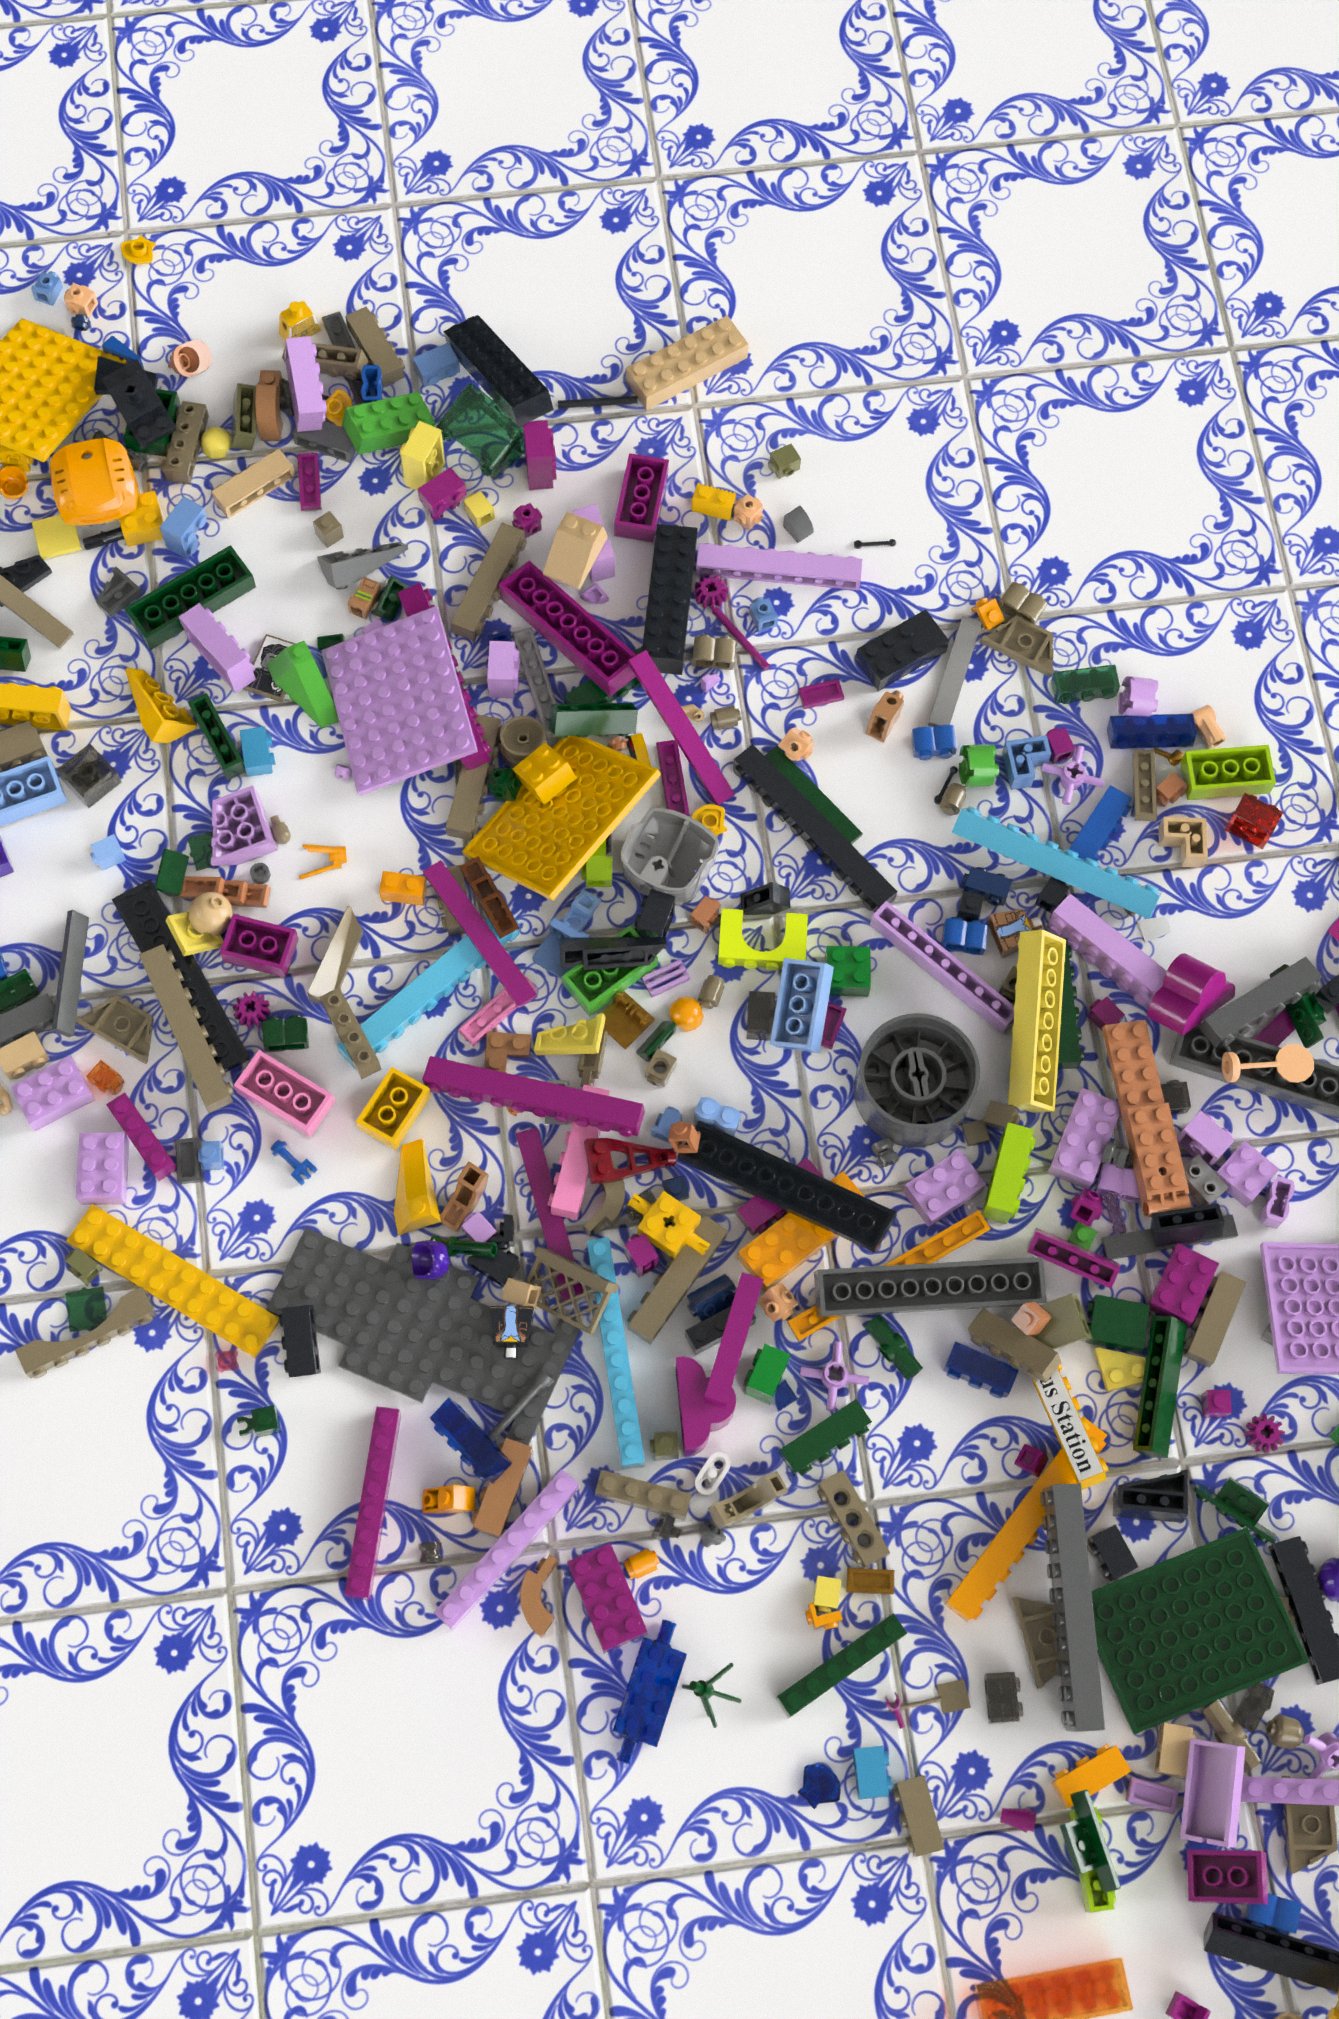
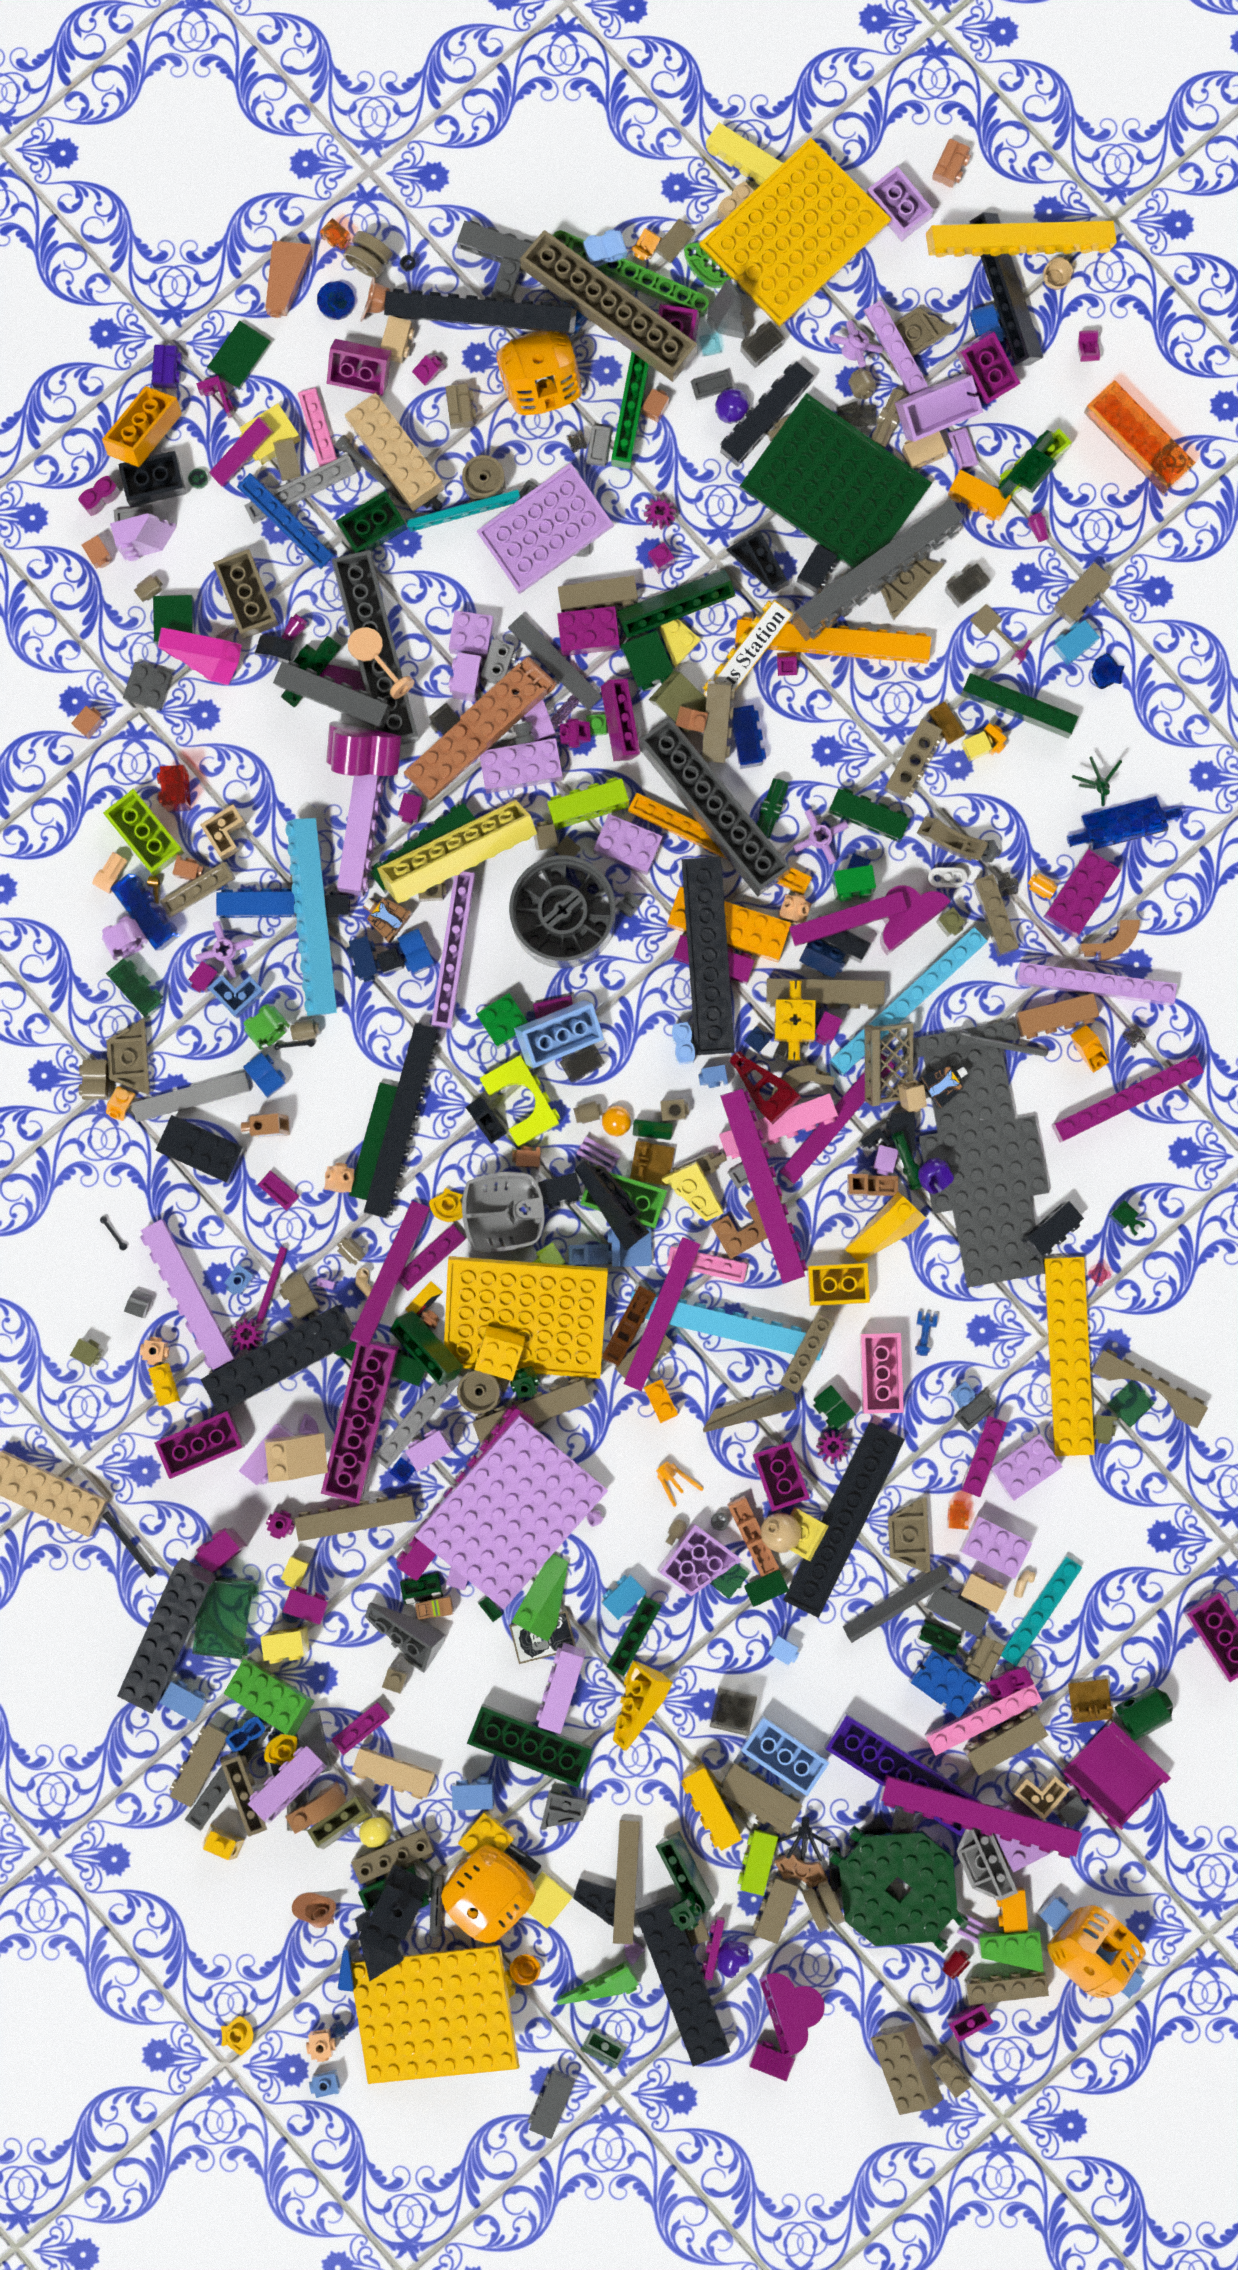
camera: 115 degrees left, 15 degrees up
(186, 1029) = (882, 1482): dark tan brick -> none
(470, 1441) = (1042, 1058): clear blue brick -> none
(682, 1132) = (719, 1053): nougat brick -> none
(1187, 1225) = (543, 651): black brick -> none
(1240, 1504) = (724, 501): dark green bracket -> none
(1277, 1204) = (485, 597): lavender brick -> none

